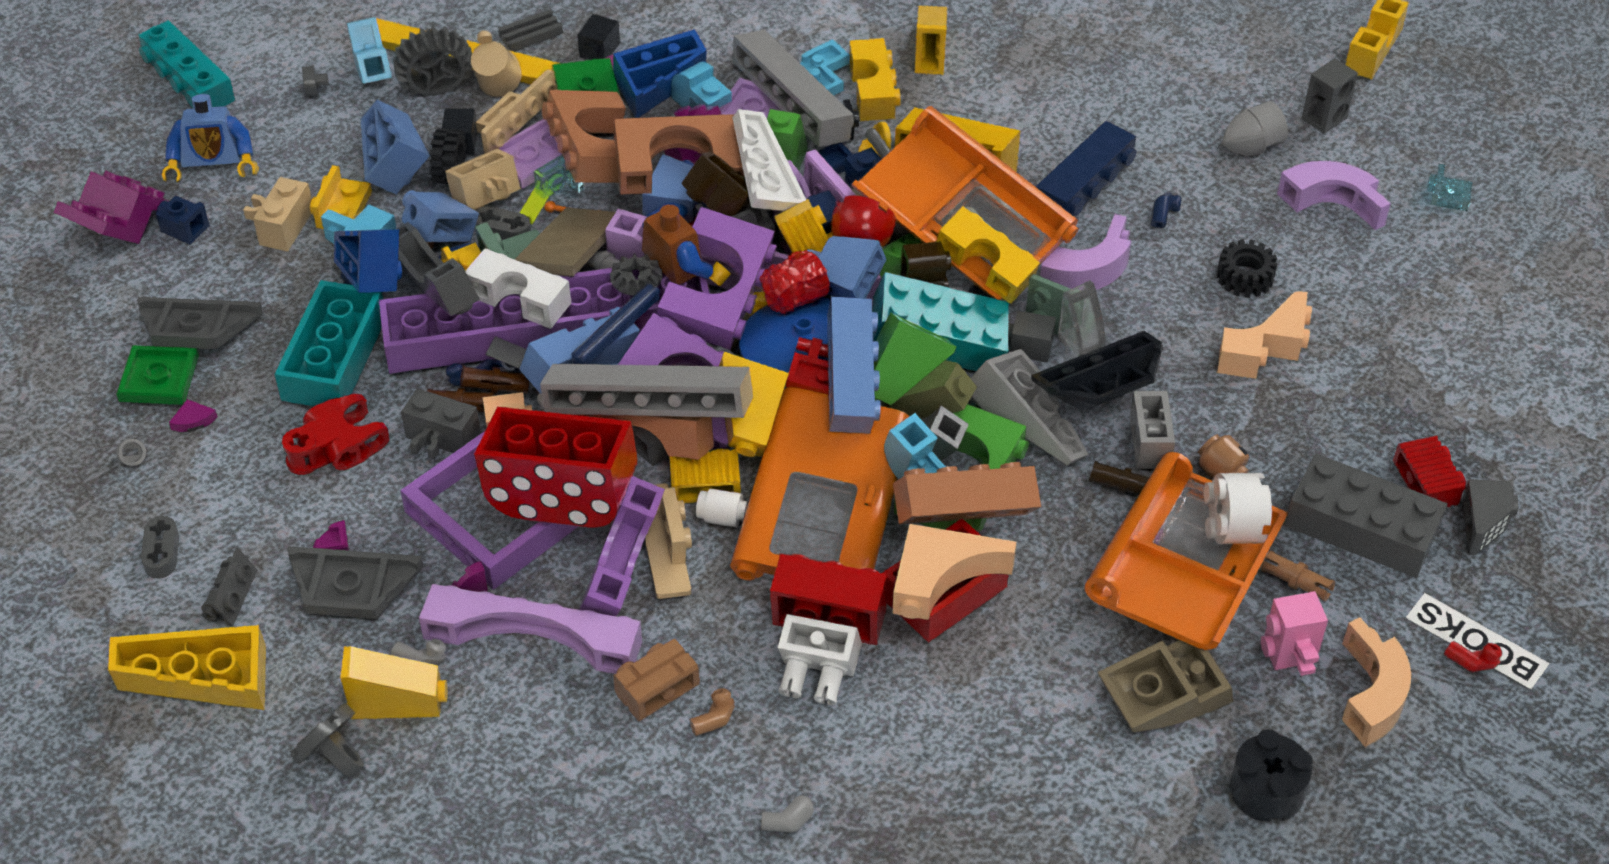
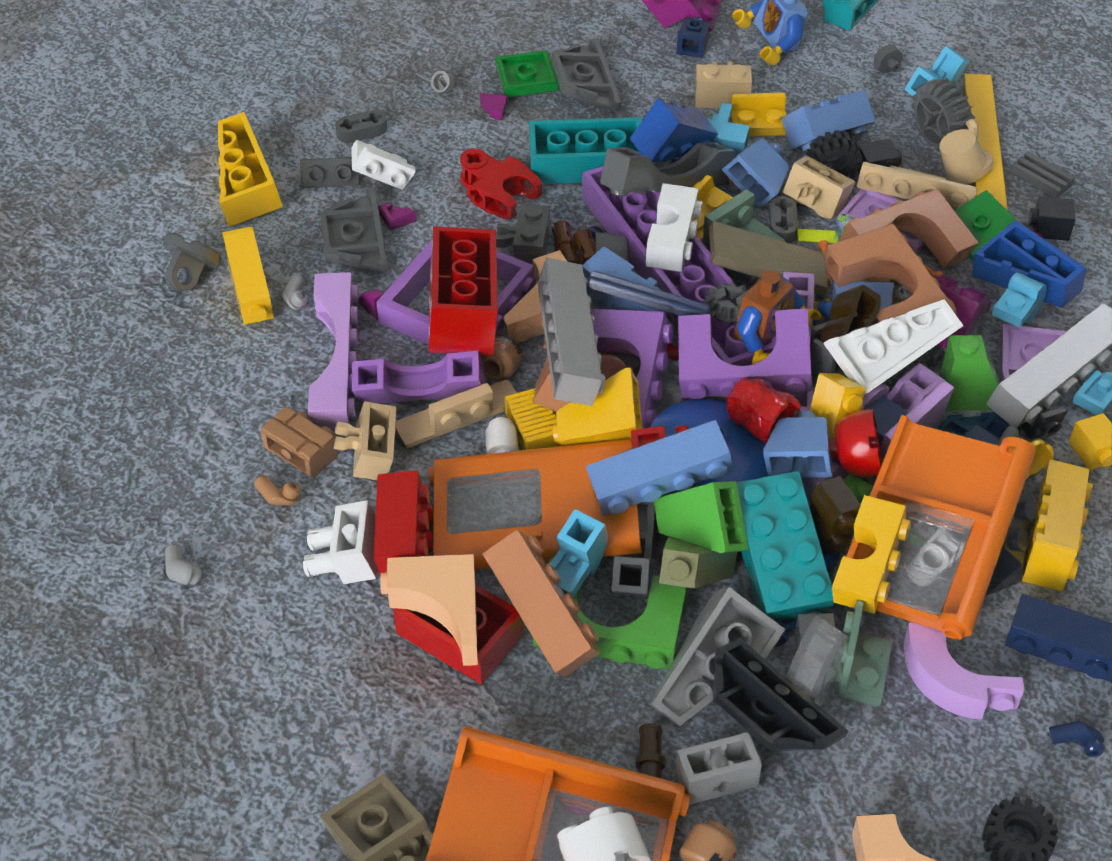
camera: 75 degrees right, 0 degrees up
(258, 529) = (381, 165): none -> white bracket
(689, 608) = (371, 439): none -> tan brick

